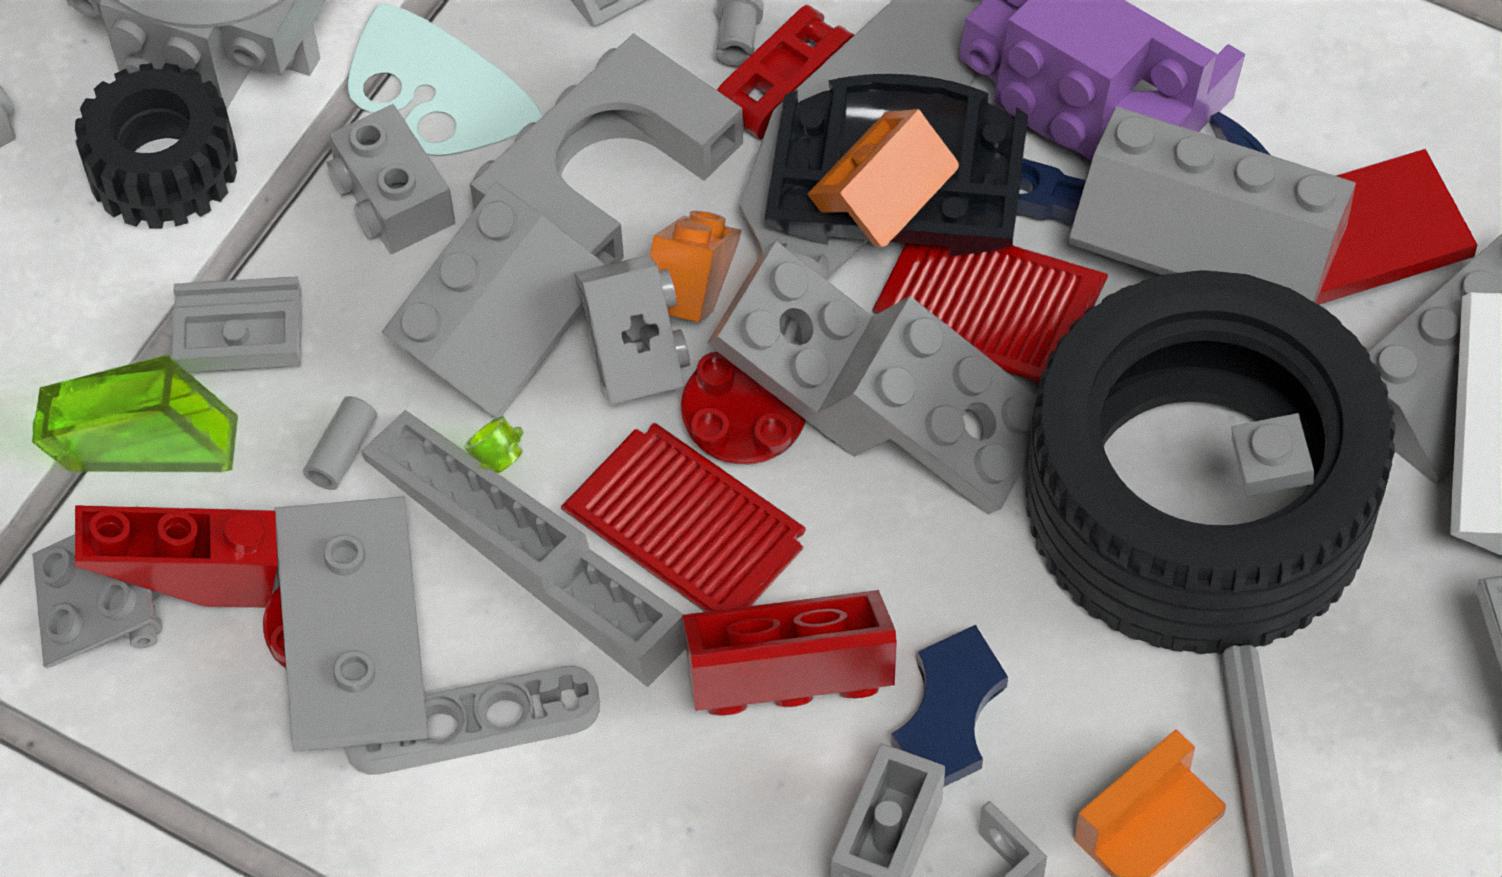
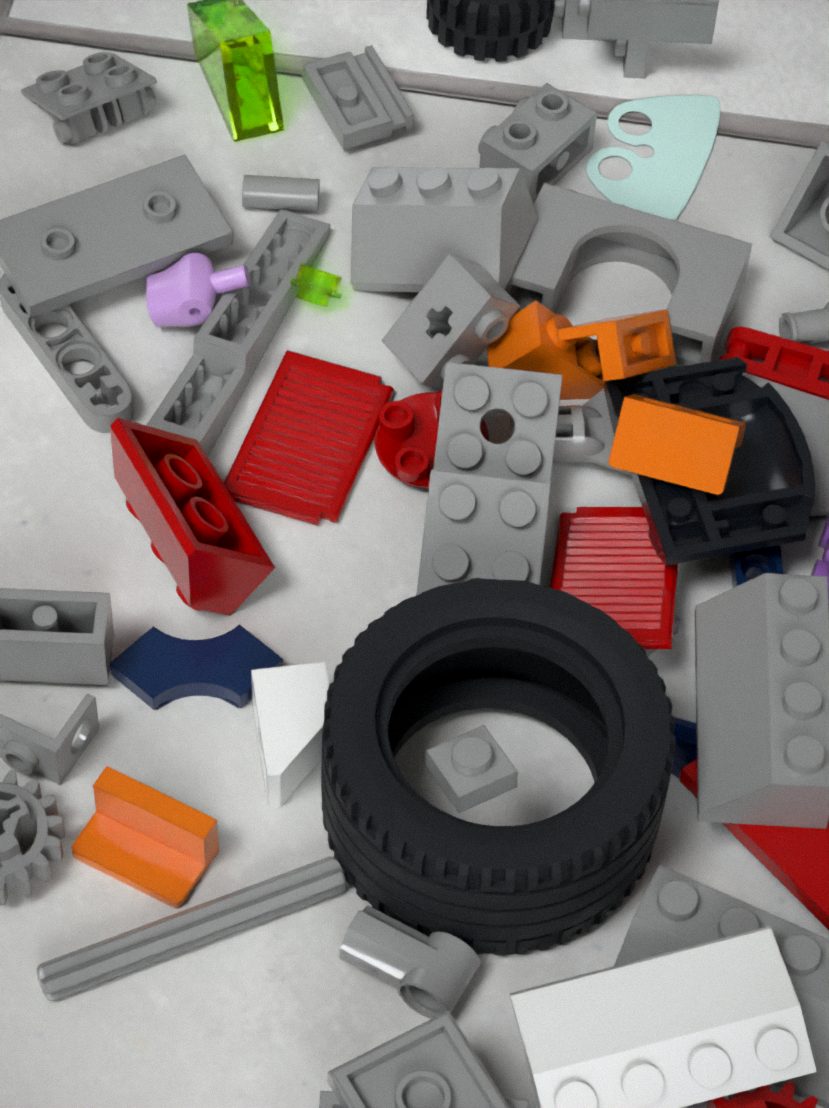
camera: 65 degrees right, 5 degrees down
(182, 552) = (119, 102): red slope -> none
(457, 568) = (188, 290): none -> lavender piece
(712, 180) = (629, 342): none -> orange panel
(1067, 640) = (288, 724): none -> white slope
(1371, 609) = (424, 969): none -> light grey piece

